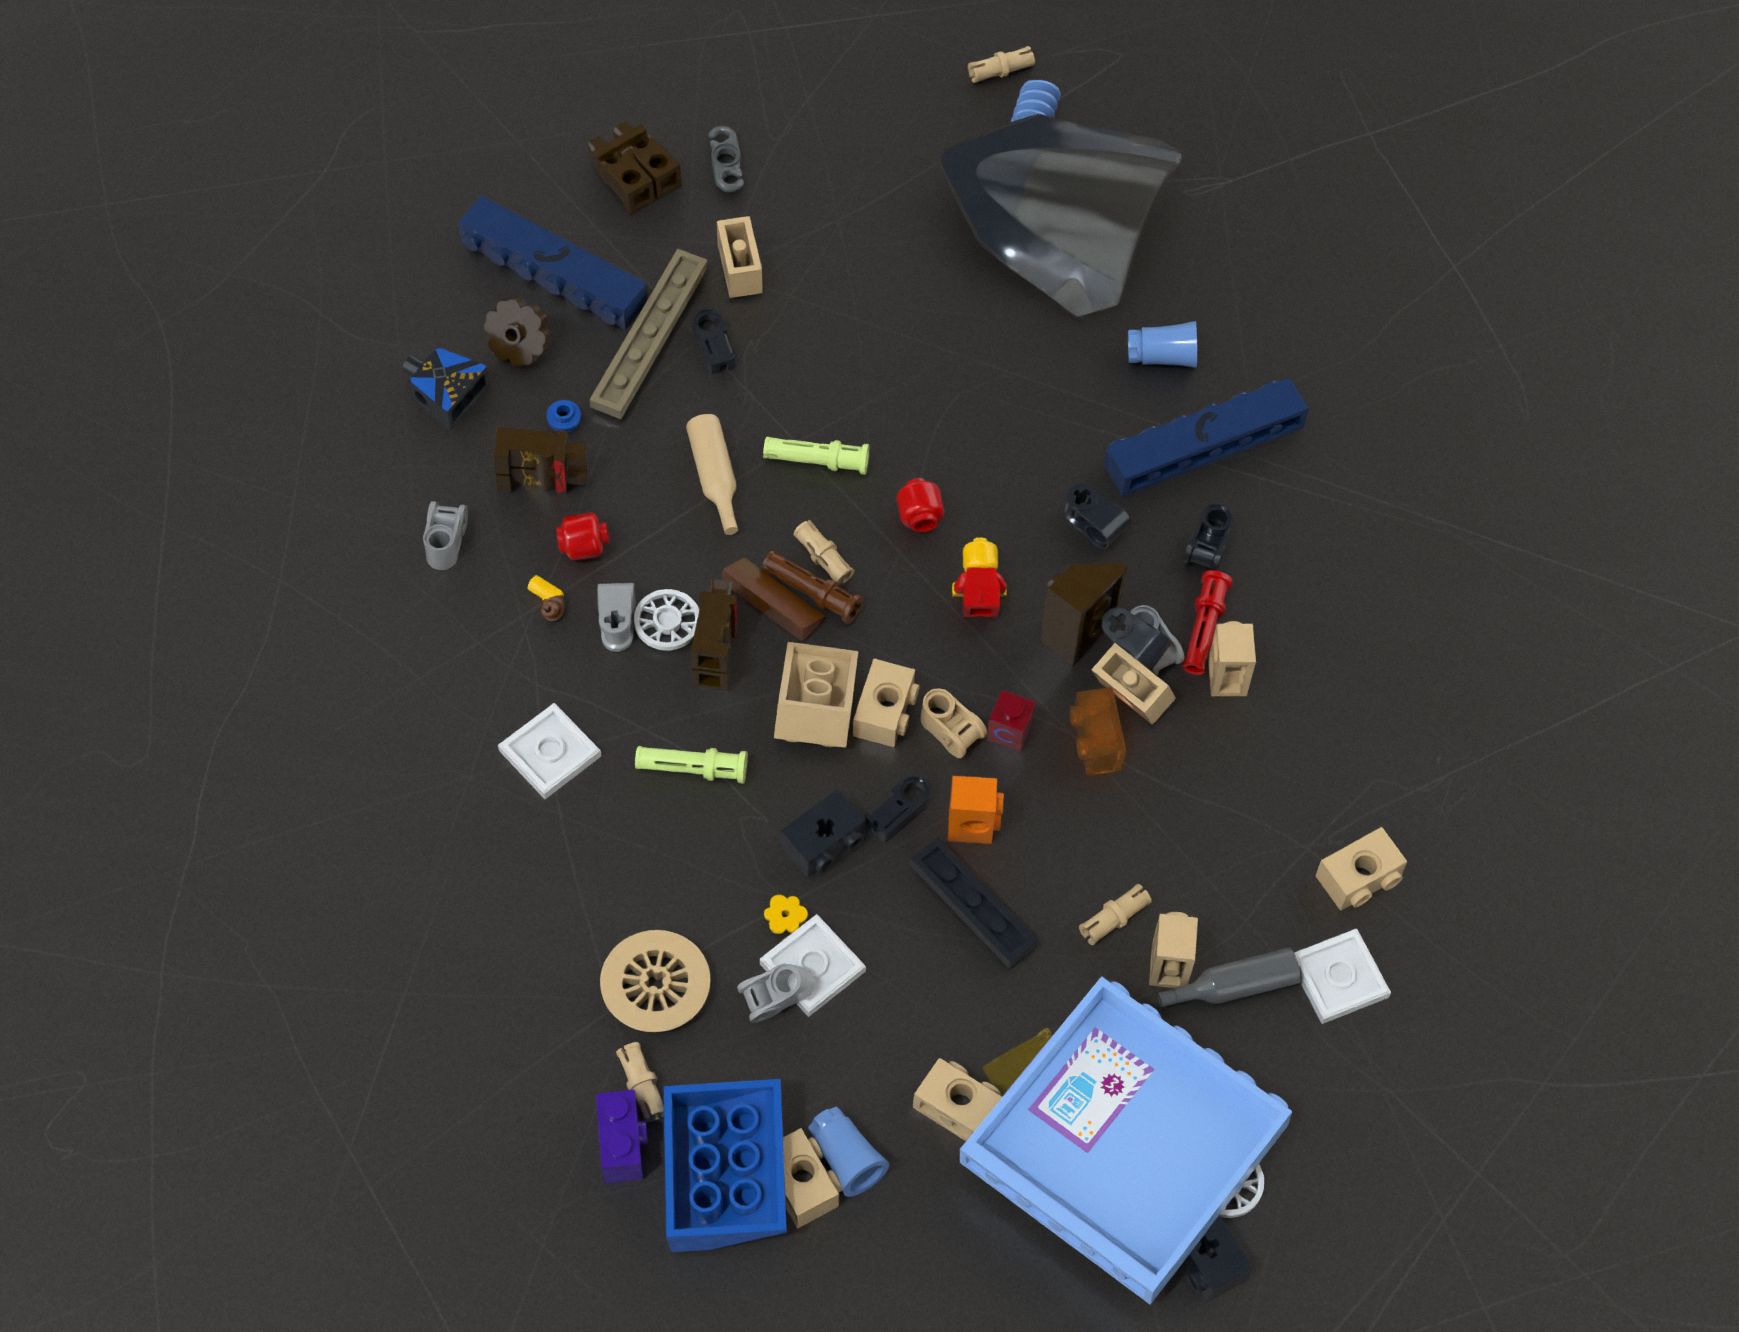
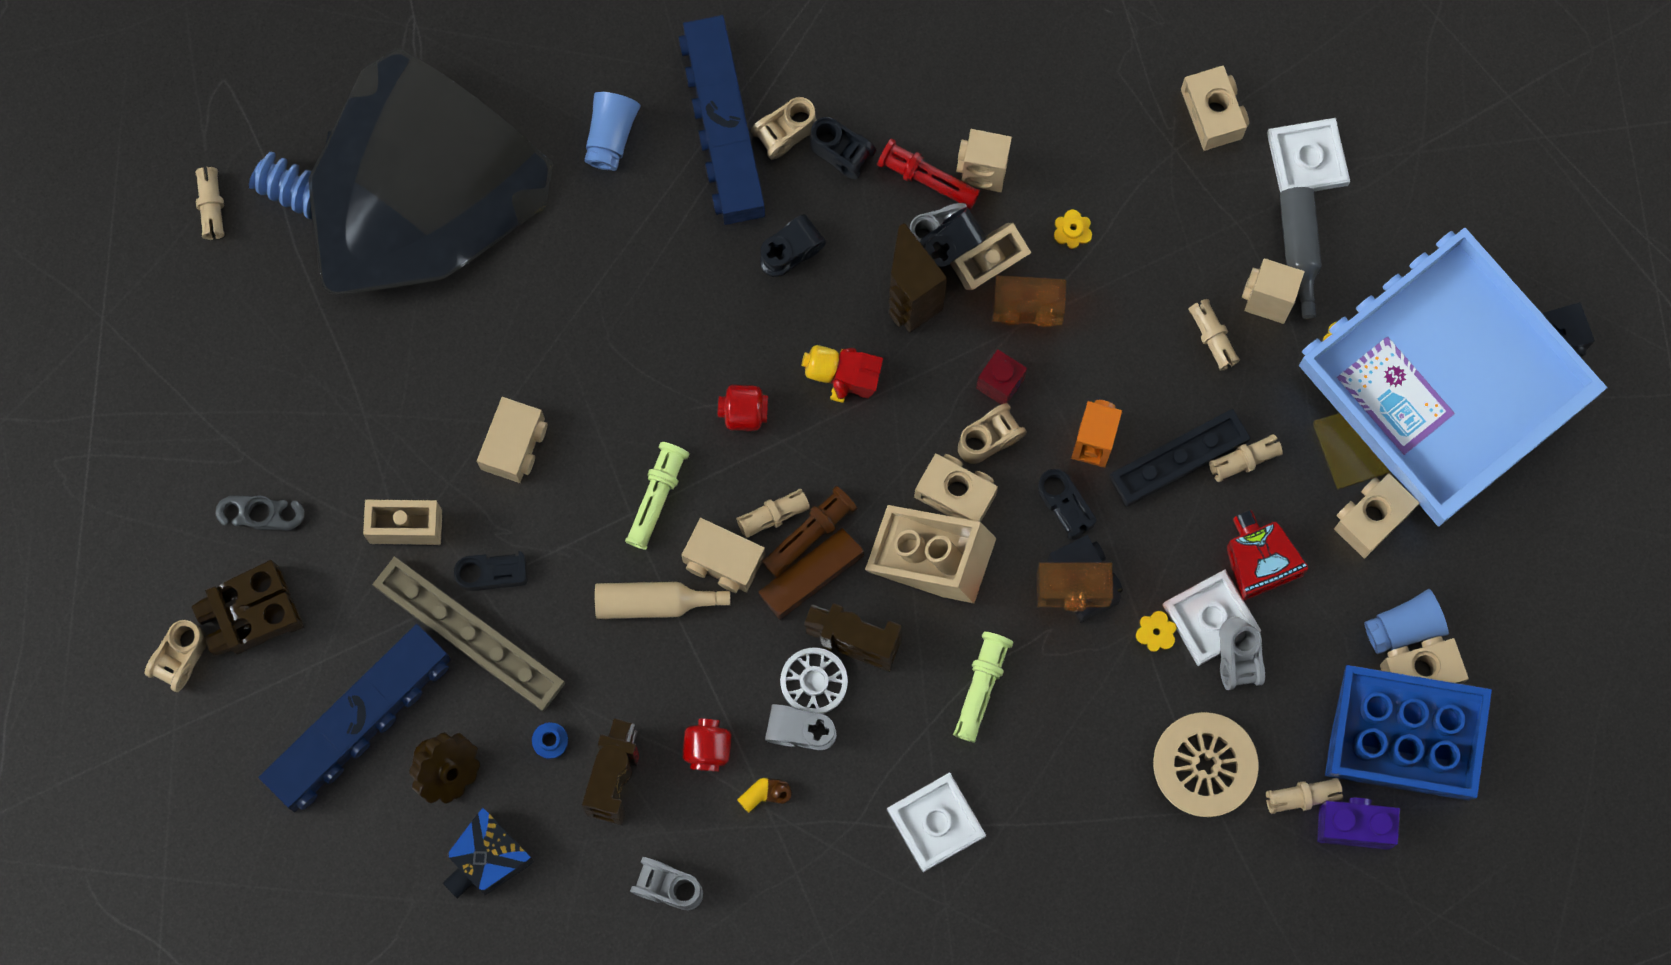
camera: 75 degrees left, 15 degrees up
(581, 122) = (176, 657): none -> tan piece
(770, 516) = (722, 556): none -> tan brick
(805, 806) = (1074, 585): none -> clear orange brick
(840, 327) = (512, 440): none -> tan brick
(884, 997) = (1262, 557): none -> red torso
(989, 966) = (1245, 458): none -> tan pin
(1190, 774) = (1065, 234): none -> yellow plant
(1214, 485) = (778, 129): none -> tan piece

